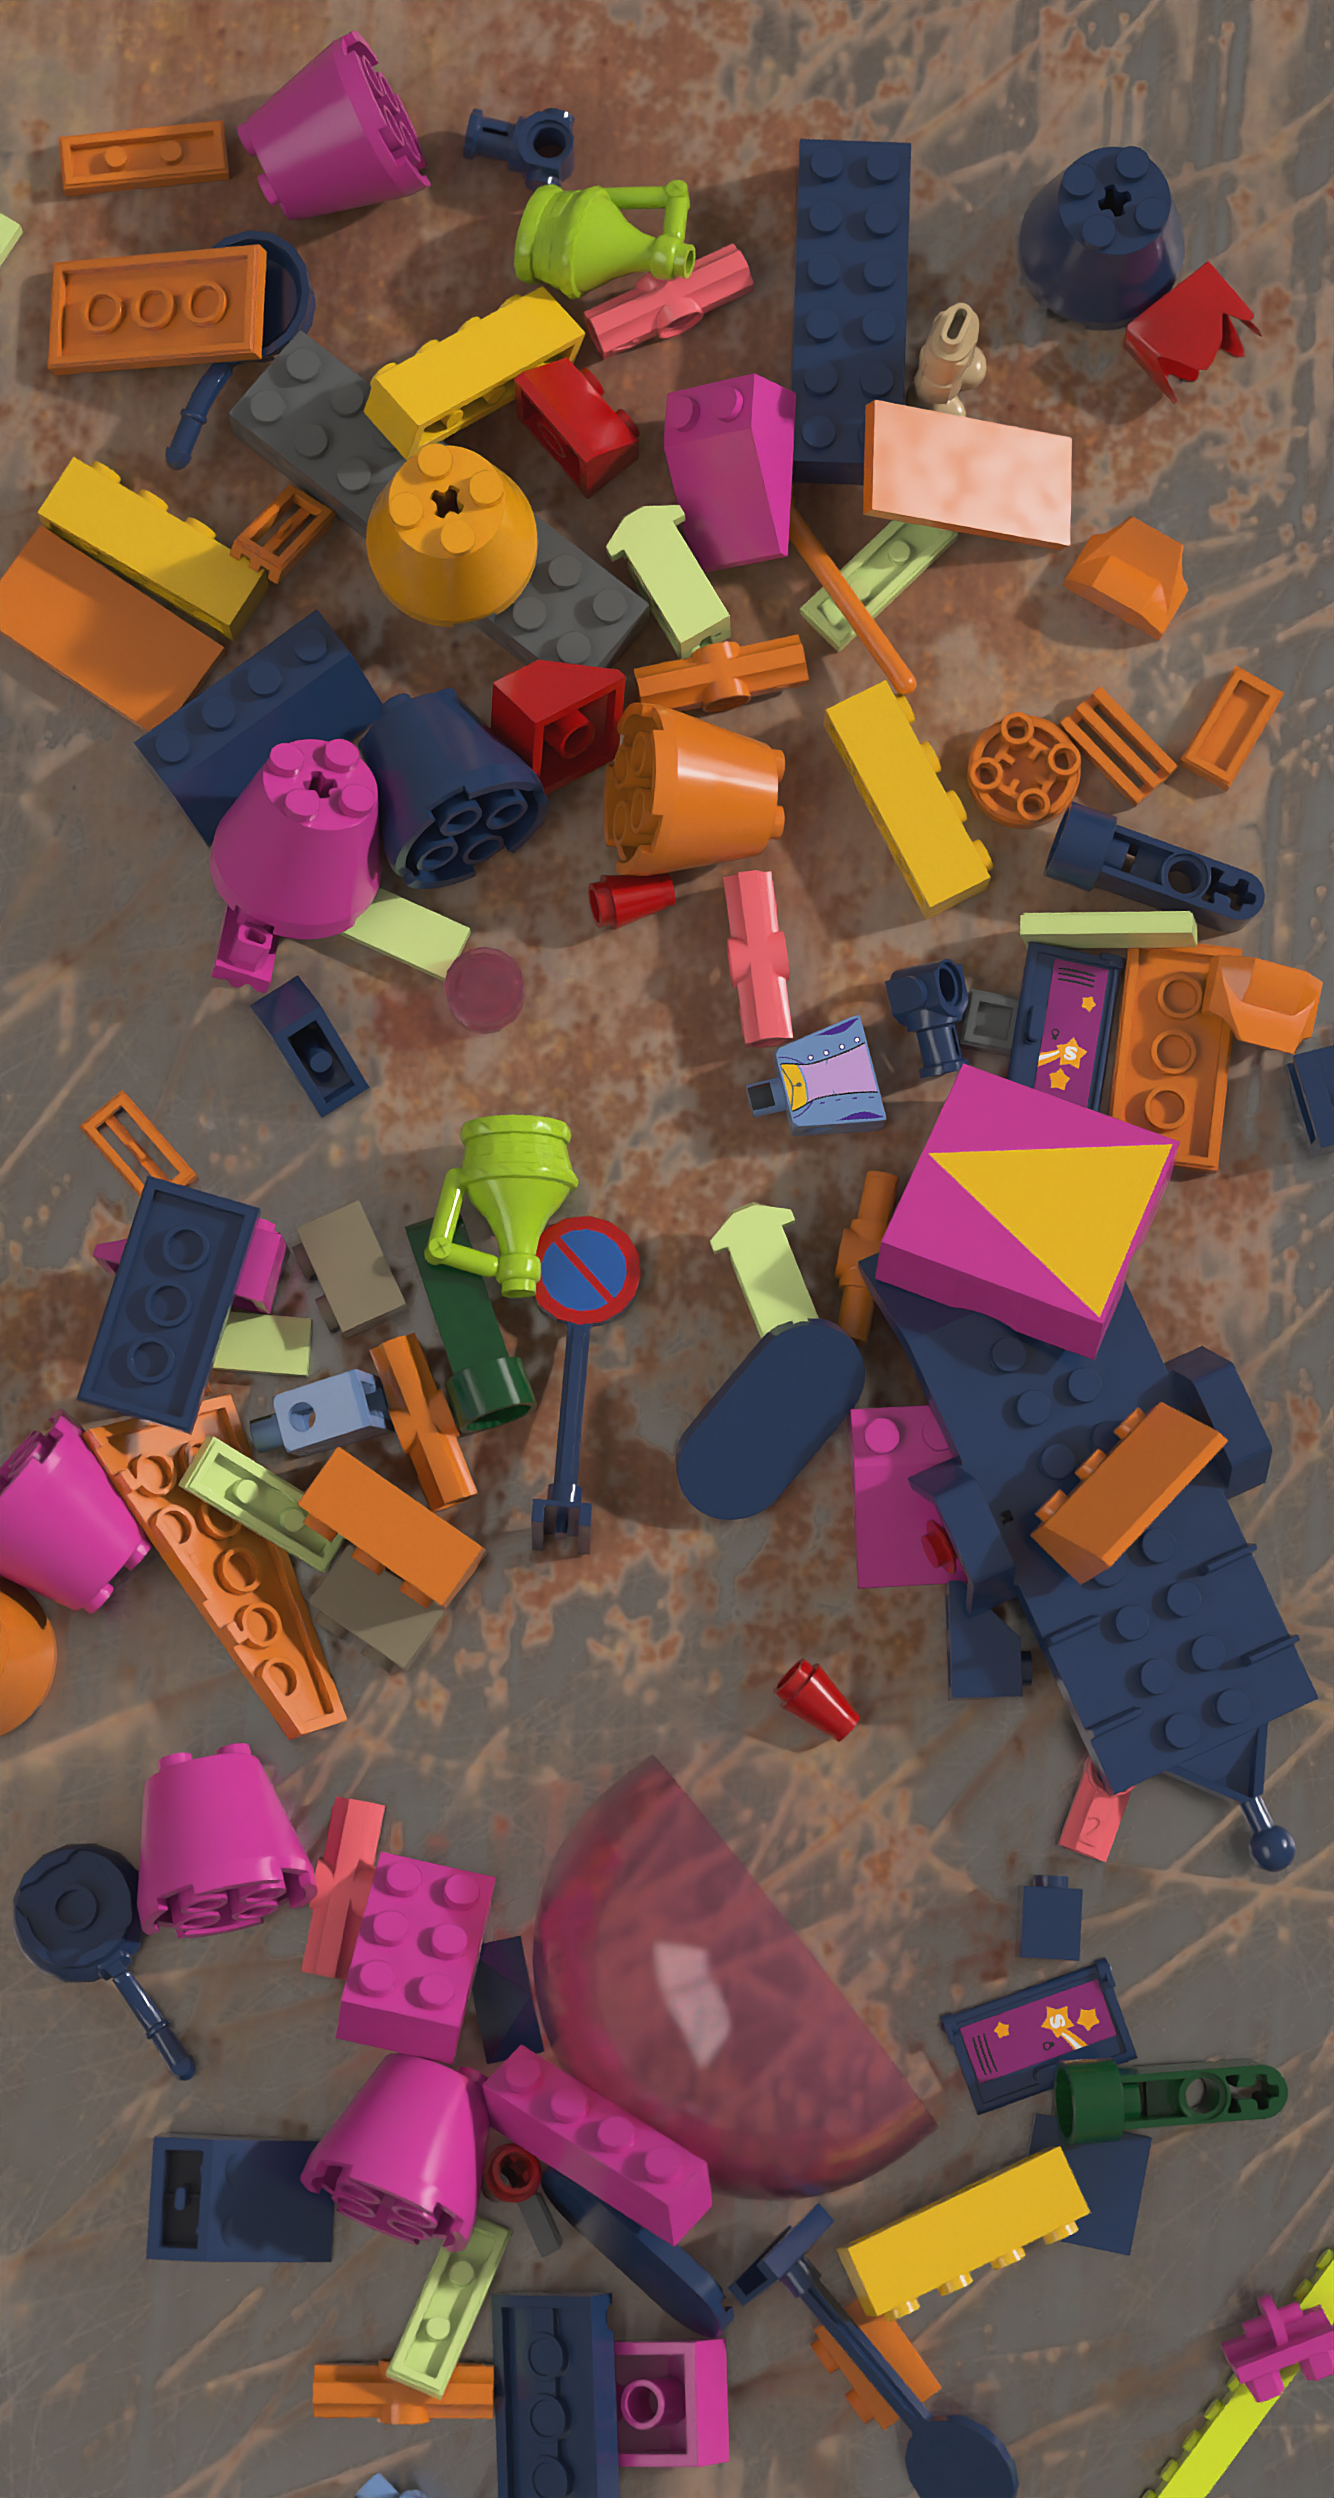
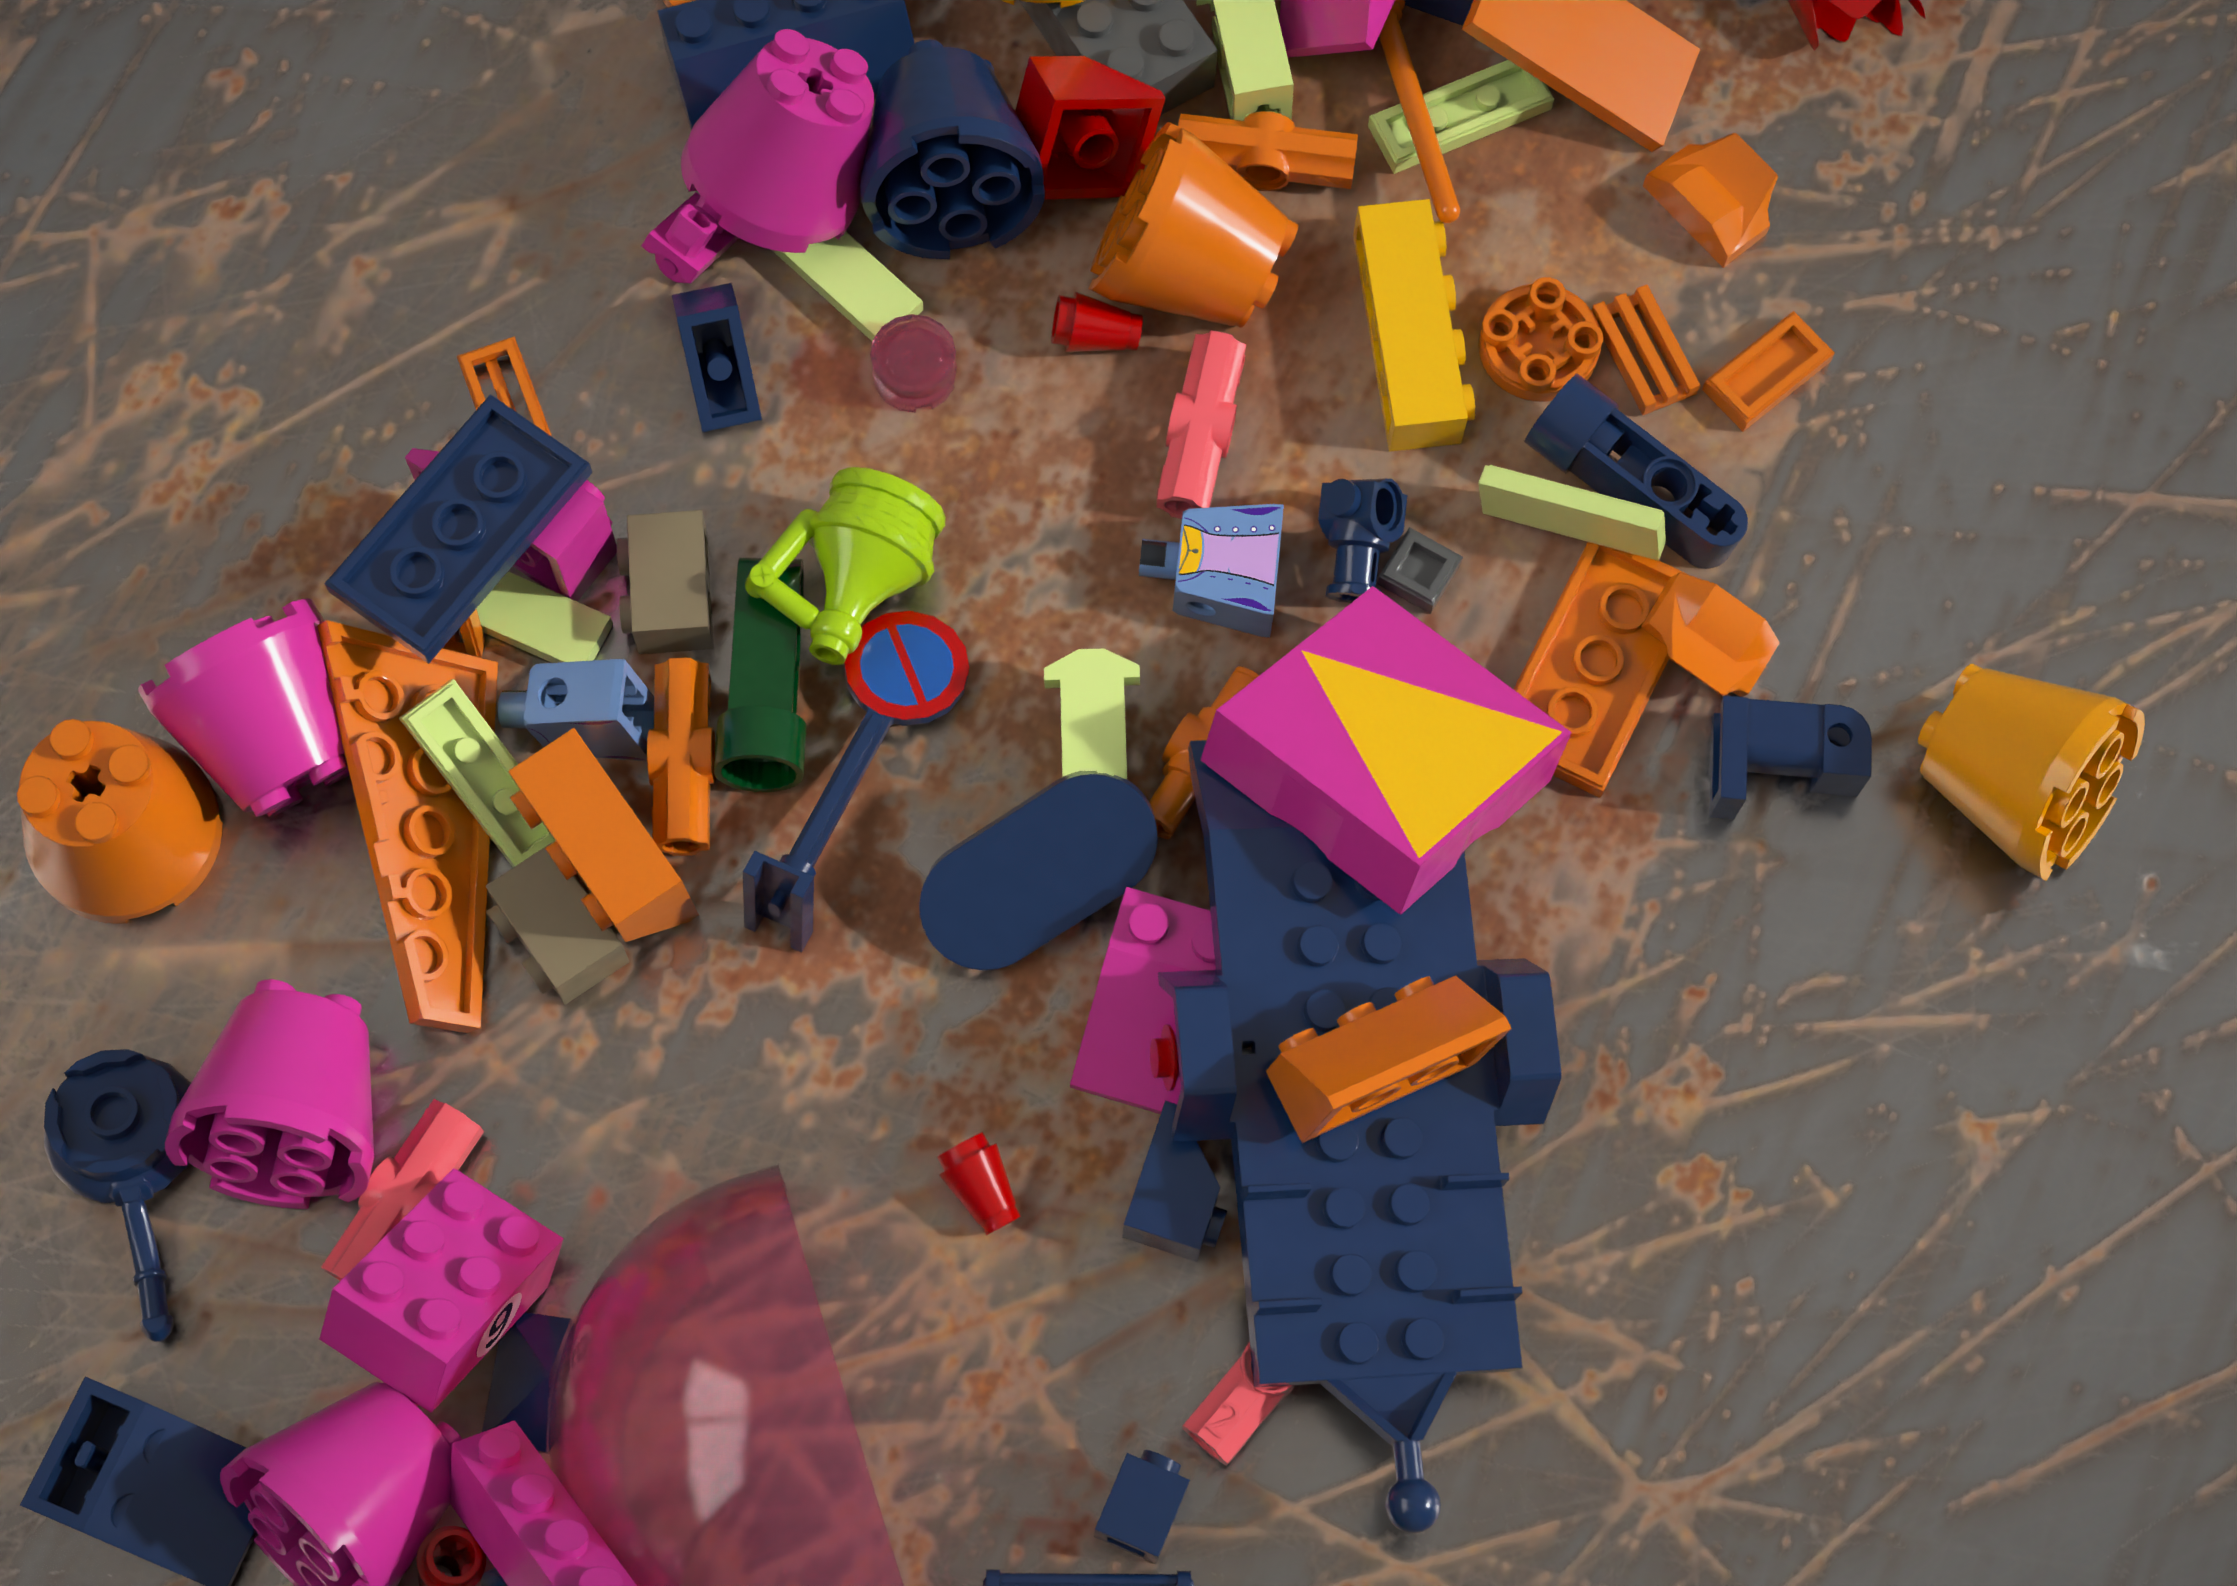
camera: 20 degrees right, 10 degrees down
(1069, 1022) = (1504, 587): door -> none

